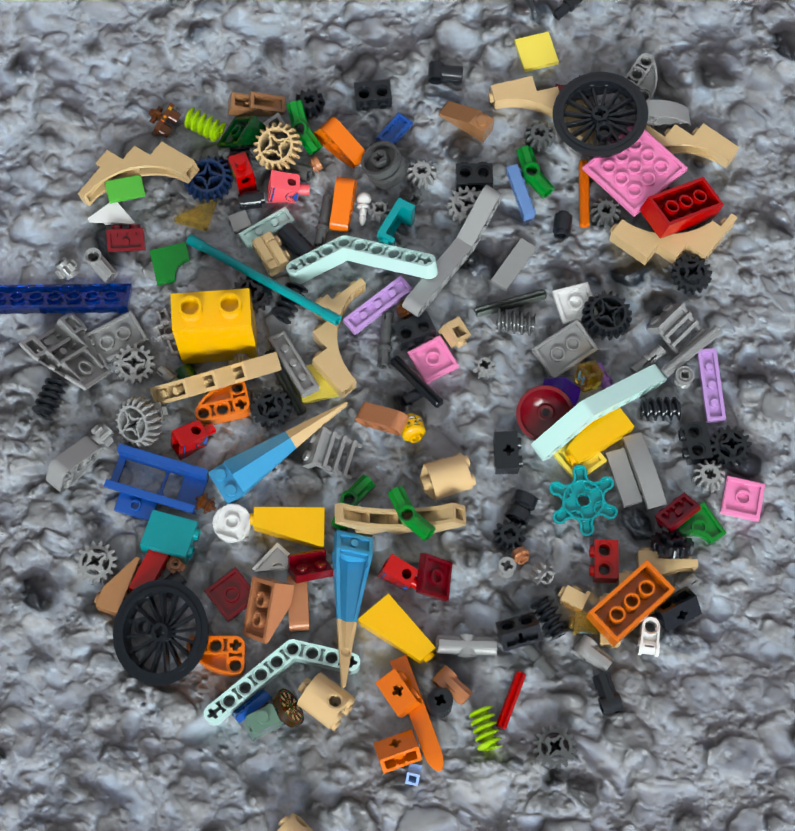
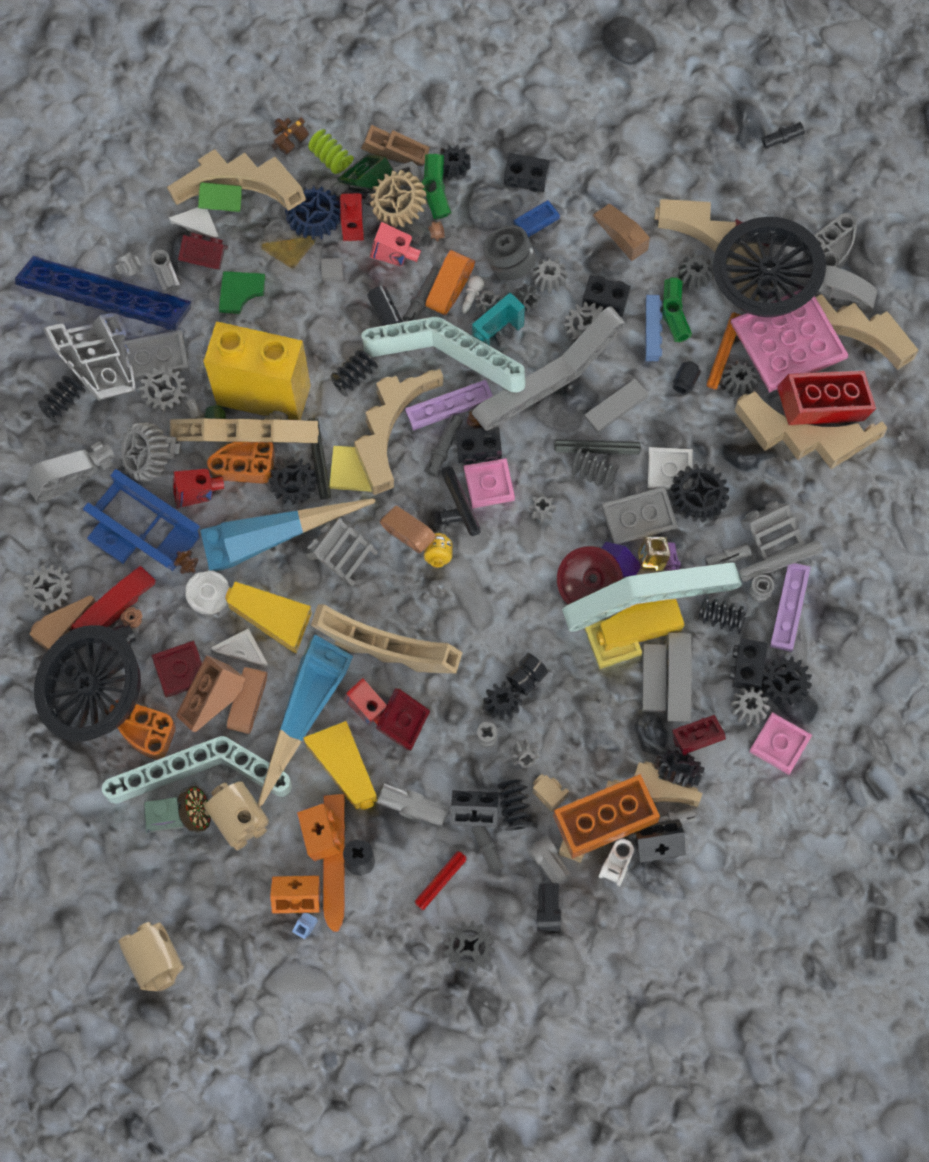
camera: 20 degrees right, 0 degrees up
(170, 535) = (136, 584): teal panel -> none
(251, 199) = (352, 248): black brick -> none
(251, 705) = (158, 793): blue plate -> none
(260, 291) = (326, 353): black gear -> none
(270, 253) = (352, 313): tan brick -> none
(271, 223) = (358, 284): light aqua tile -> none
(293, 364) = (334, 441): light grey tile -> none
(309, 565) = (271, 663): dark red bracket -> none
(325, 313) = (383, 394): teal piece -> none
(340, 142) = (470, 214): orange beam -> none
(358, 492) = (353, 600): green piece -> none
(416, 523) = (400, 653): green piece -> none
(442, 73) = (610, 170): black piece -> none
(446, 477) = (454, 615): tan cylinder -> none
(448, 679) = (379, 839): nougat piece -> none
(455, 333) = (523, 455): tan brick -> none
(484, 729) = (399, 901): lime piece -> none
(507, 463) = (532, 597): black brick -> none
(520, 555) = (507, 726): nougat plate -> none
(536, 51) = (727, 177): light yellow tile -> none
(581, 625) = (546, 824): clear yellow brick -> none
(583, 487) = (599, 672): teal plate -> none
(608, 561) = (603, 764): red brick -> none
(695, 281) = (810, 485): black gear -> none
(703, 525) = (724, 758): green tile -> none

